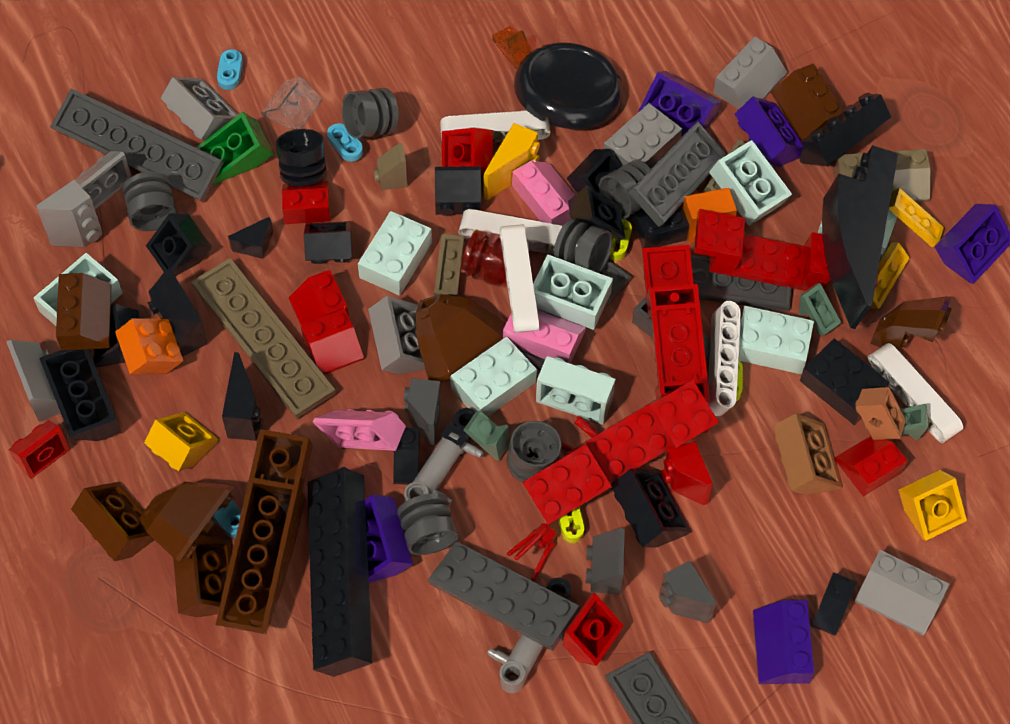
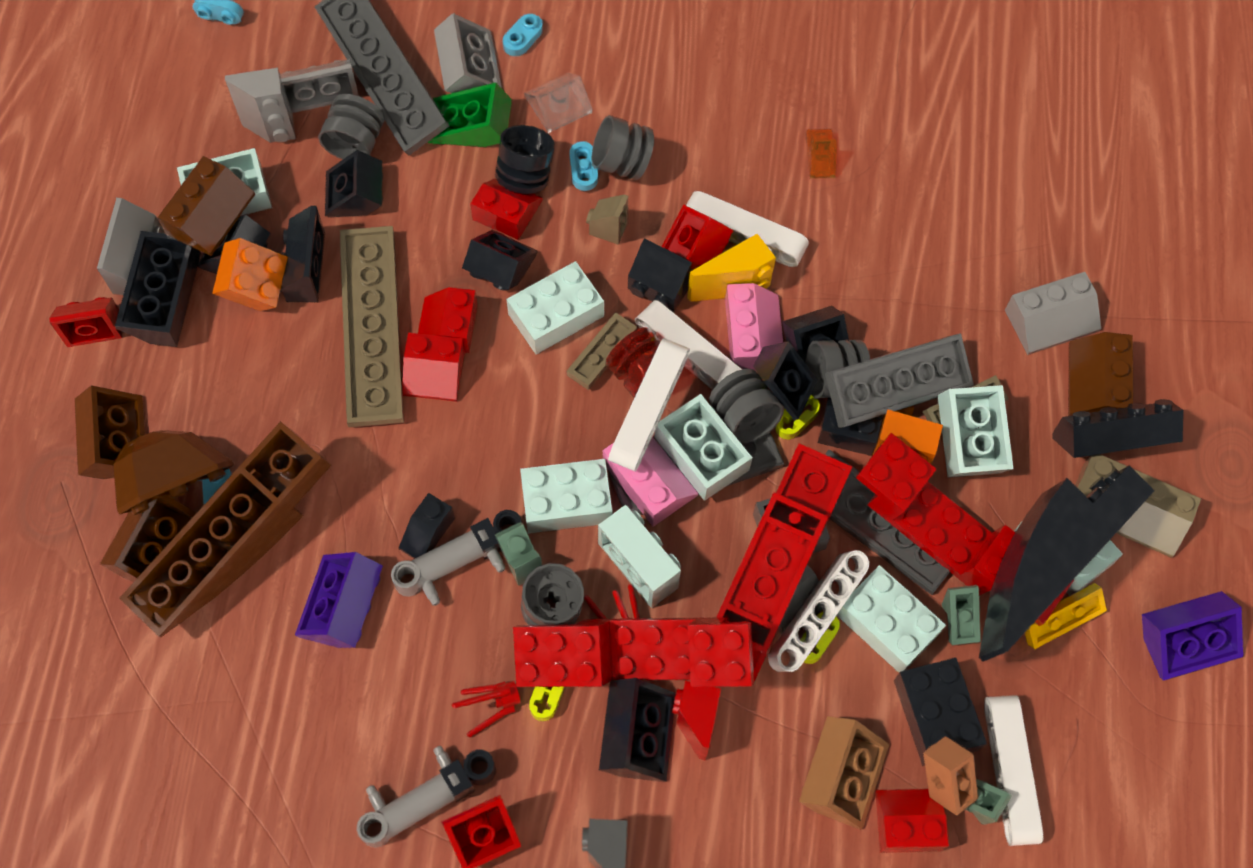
camera: 30 degrees right, 5 degrees up
(180, 440) = (222, 386): yellow slope -> none
(240, 409) = (299, 380): black slope -> none
(252, 239) = (429, 218): black slope -> none
(339, 573) = (273, 614): black brick -> none
(362, 429) = (395, 474): bright pink slope -> none
(395, 335) = (504, 398): light grey slope -> none
(423, 406) = (475, 487): dark grey slope -> none
(427, 524) = (394, 613): dark grey wheel -> none
(453, 333) = (554, 425): reddish brown brick -> none
(504, 595) = (421, 739): dark grey plate -> none
(568, 85) = (849, 224): black piece -> none
(606, 562) = (550, 764): dark grey slope -> none
(644, 137) = (891, 321): light grey brick -> none
(681, 101) = (956, 303): dark purple slope -> none
(769, 131) = (1037, 385): dark purple slope -> none
(915, 217) = (1138, 570): yellow plate -> none
(915, 317) = (1063, 687): reddish brown brick -> none

